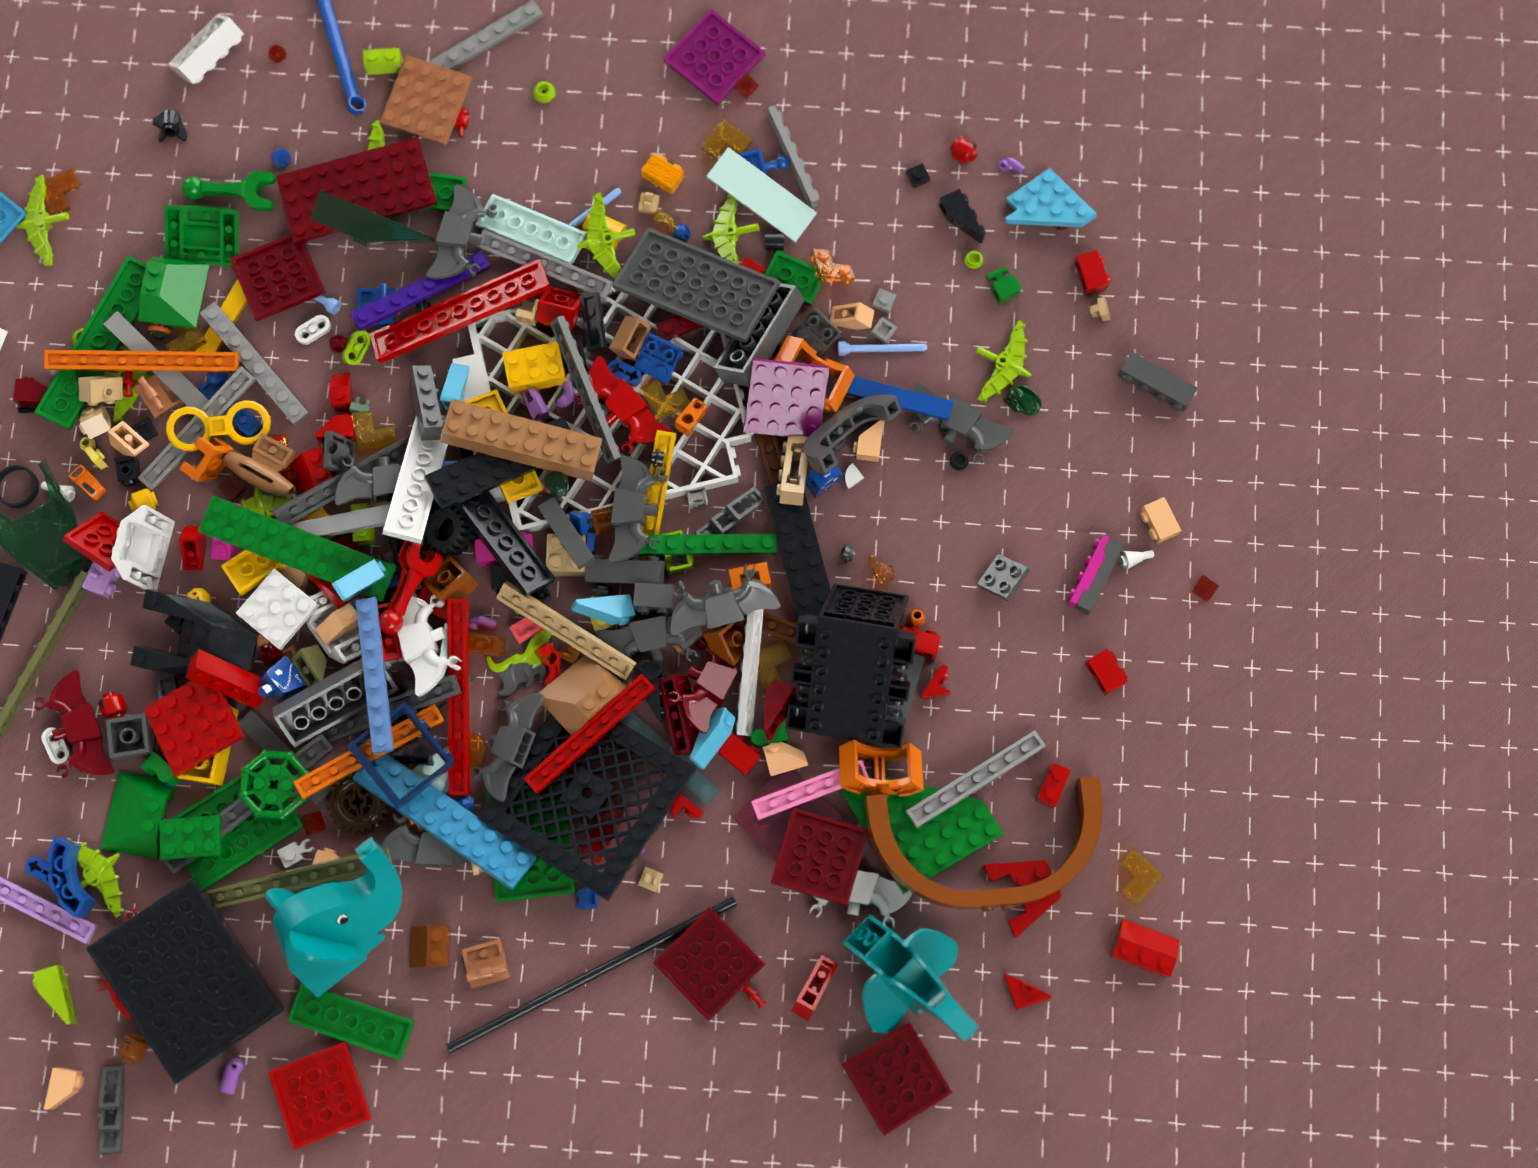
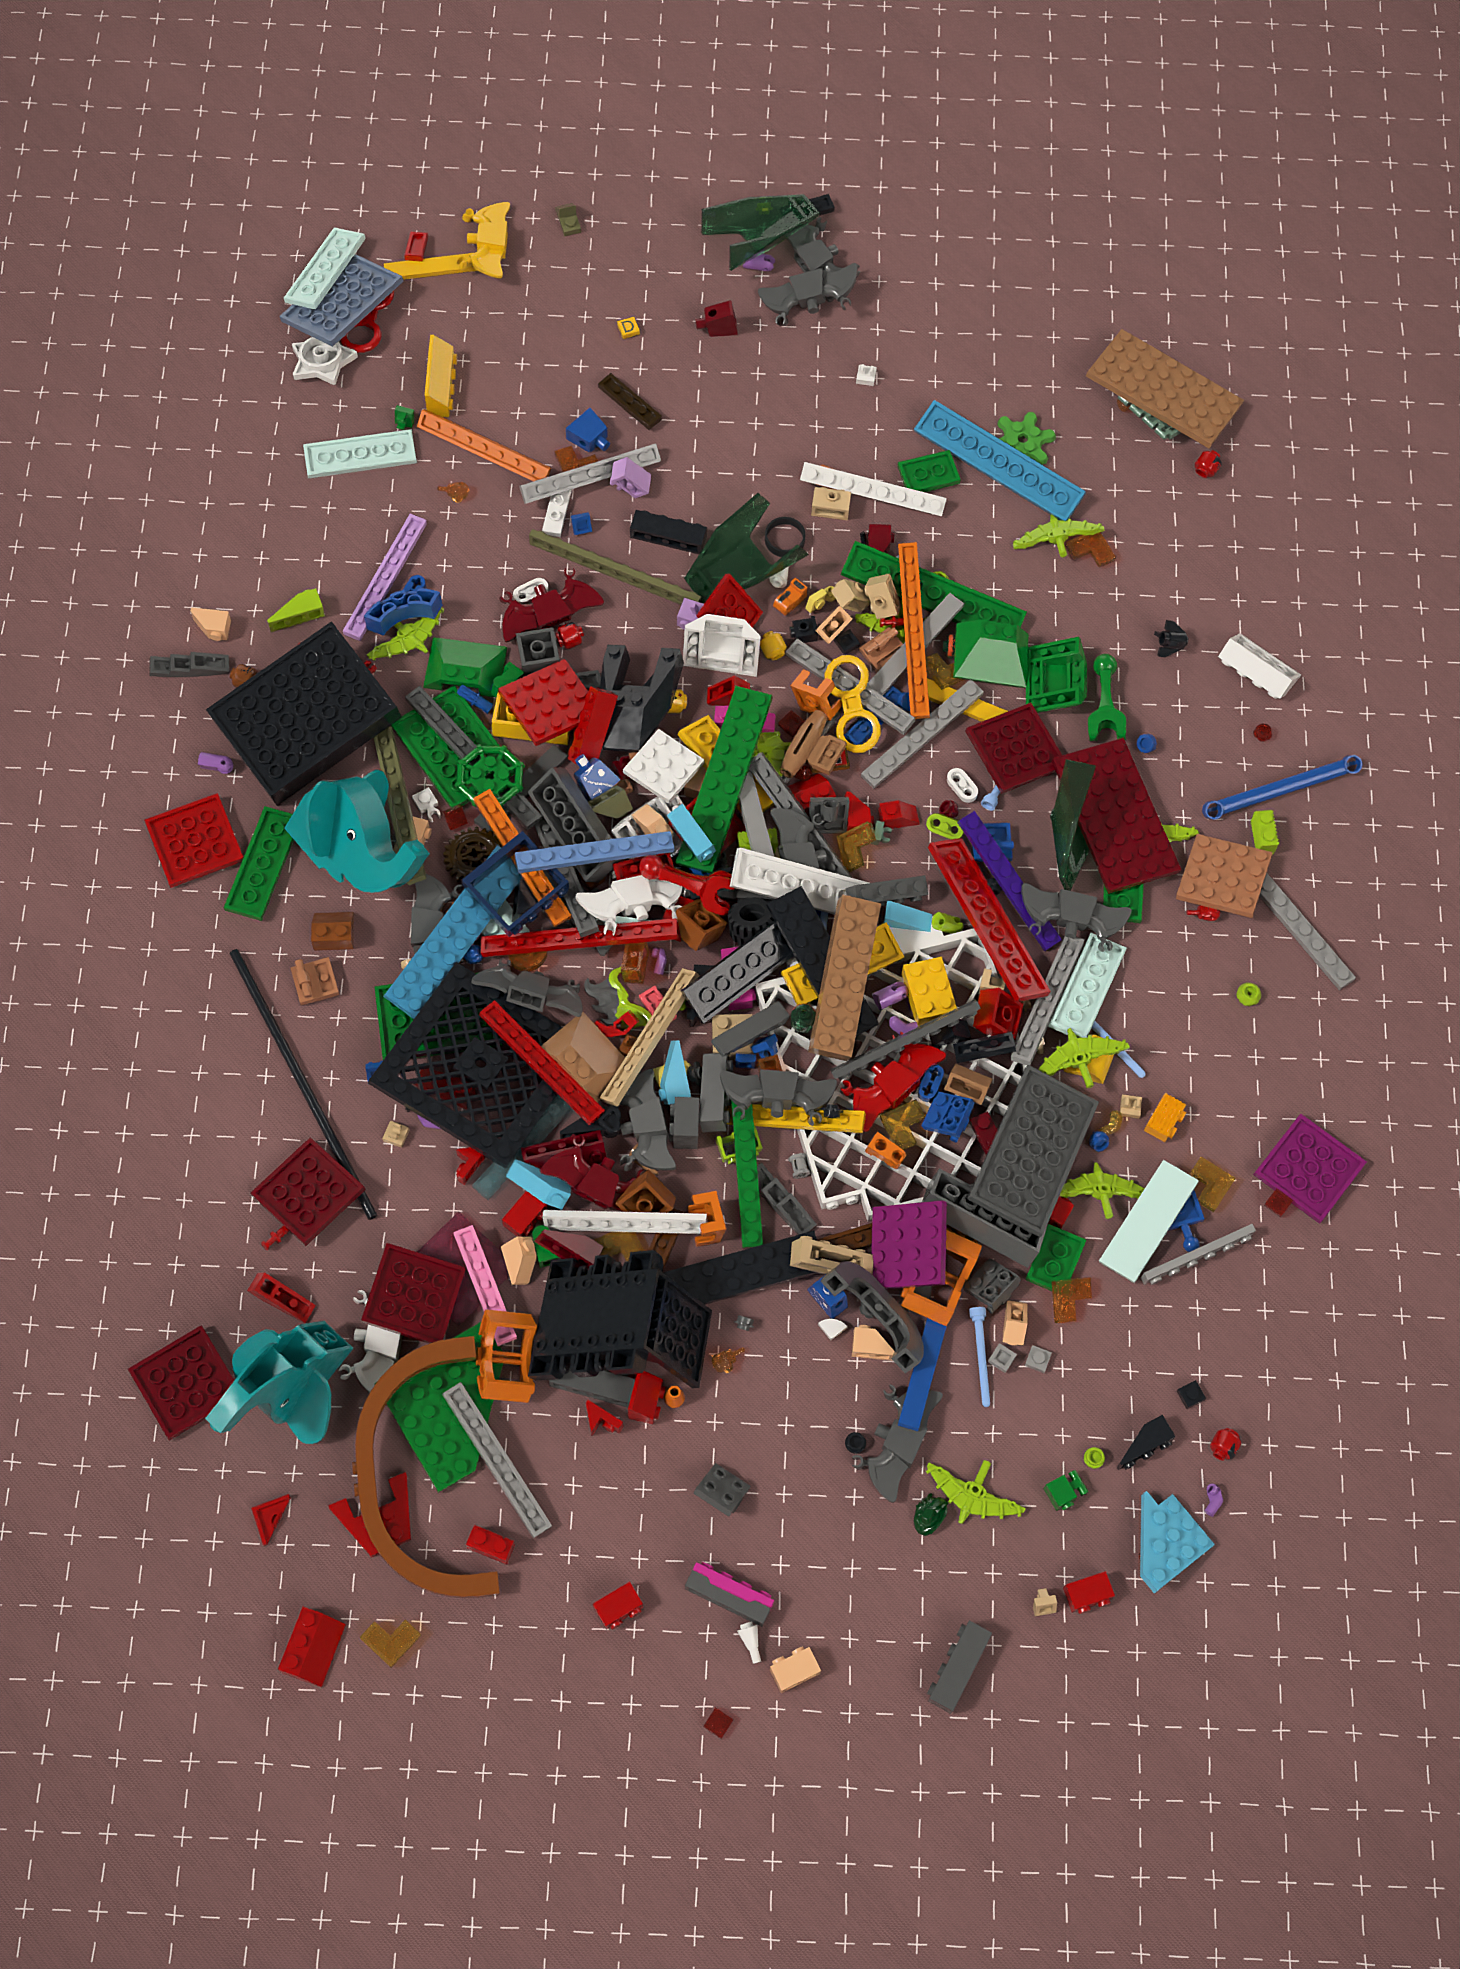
camera: 85 degrees right, 10 degrees down
(179, 802) = (475, 699): none -> blue axle
(190, 837) = (439, 707): green plate -> none
(460, 351) = (947, 923): none -> lime piece
(721, 604) = (676, 1183): dark grey torso -> none
(774, 241) = (1096, 1237): black beam -> none

